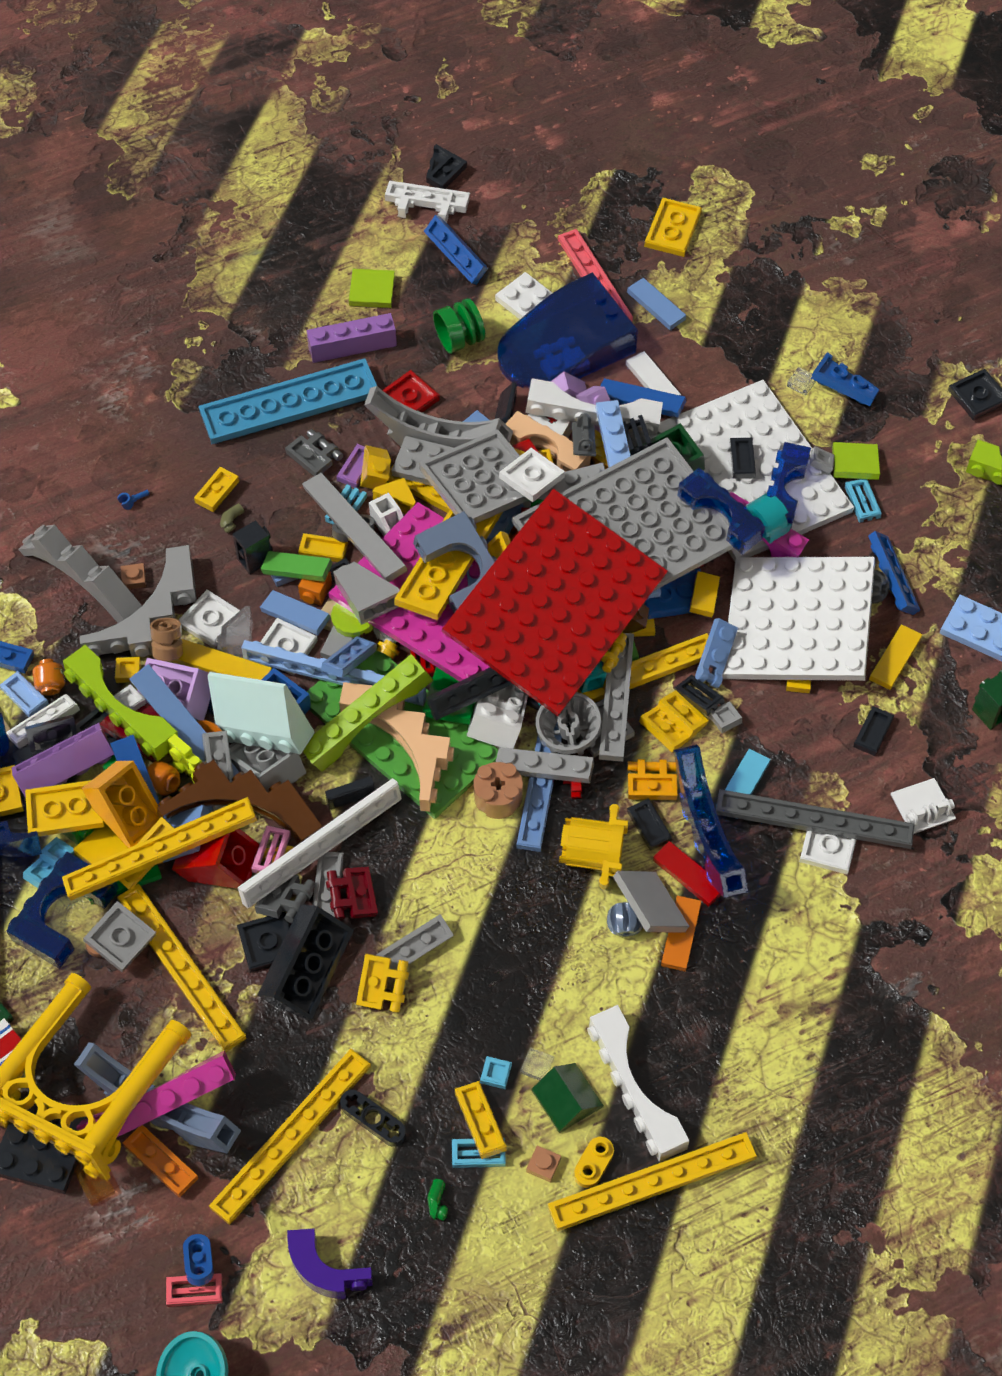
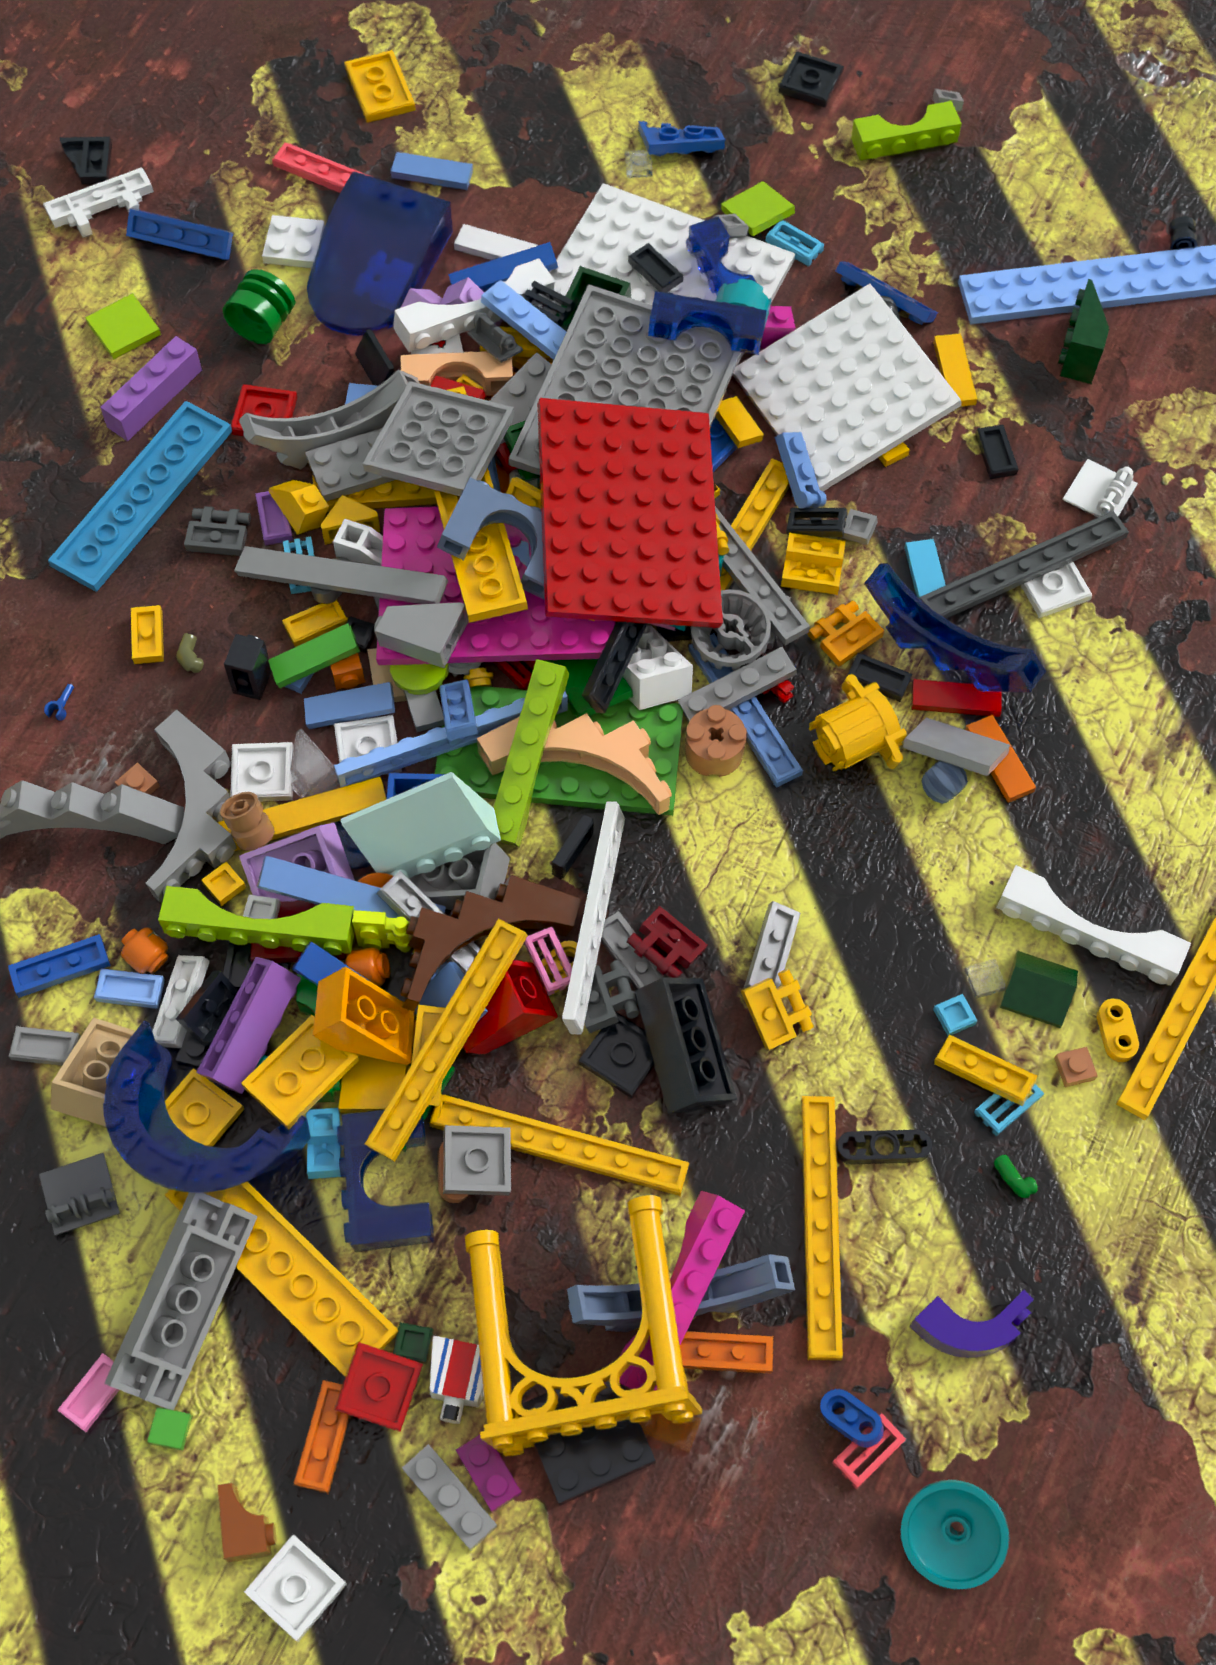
camera: 40 degrees left, 5 degrees up
(532, 474) = (493, 402): white plate -> none

